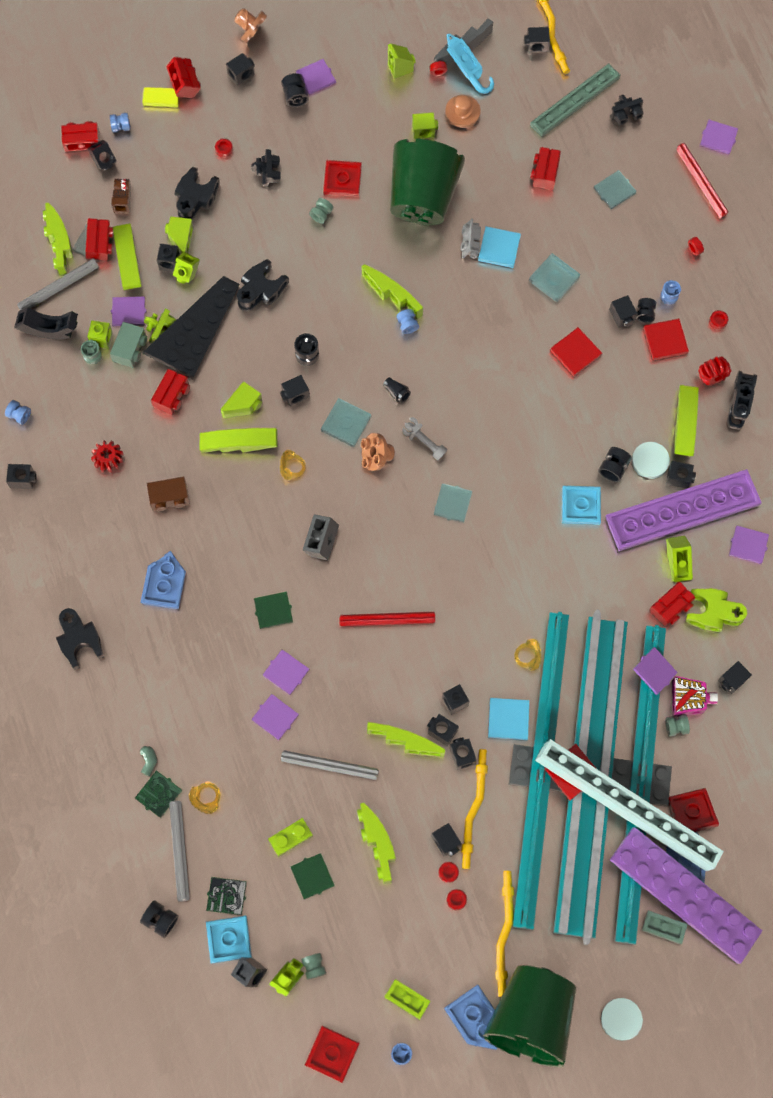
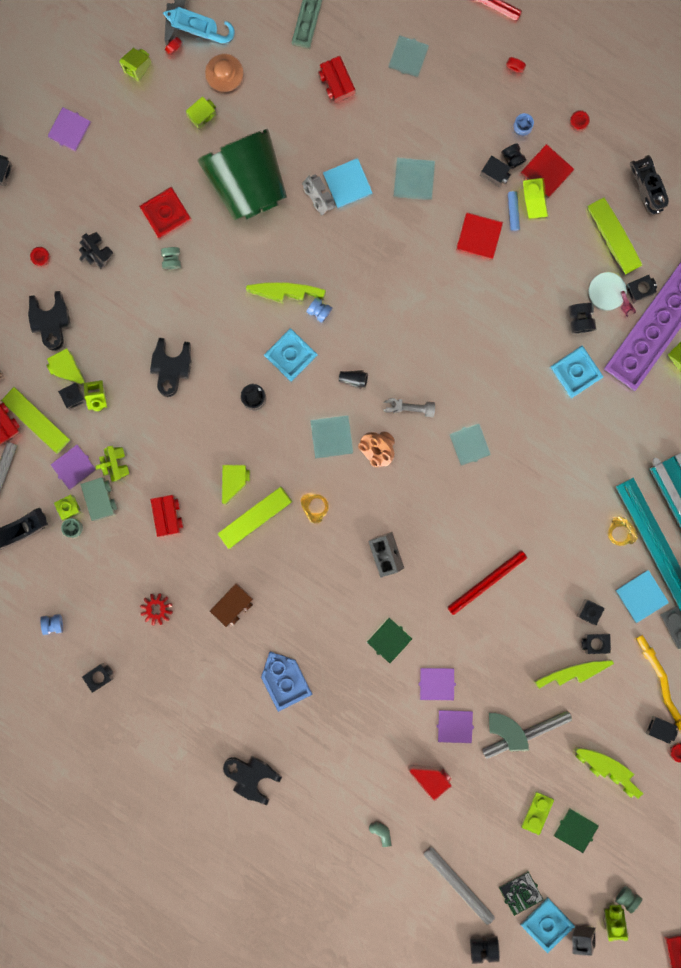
camera: 30 degrees left, 15 degrees up
(158, 794) = (408, 853): clear green piece -> none
(190, 335) = (145, 454): black wing -> none
(194, 795) = (439, 836): clear yellow piece -> none
(222, 741) = (431, 779): none -> red slope
(294, 390) = (269, 440): black brick -> none
(295, 90) = (65, 160): black wheel -> none
(316, 748) = (509, 731): none -> sand green tile
(360, 341) = (290, 355): none -> medium azure tile
(462, 762) = (634, 653): black brick -> none
(616, 352) = (513, 211): none -> medium blue piece
(641, 349) = (535, 198): none -> lime slope
(659, 480) = (627, 306): none -> clear pink hand
(714, 370) = (609, 174): red gear -> none

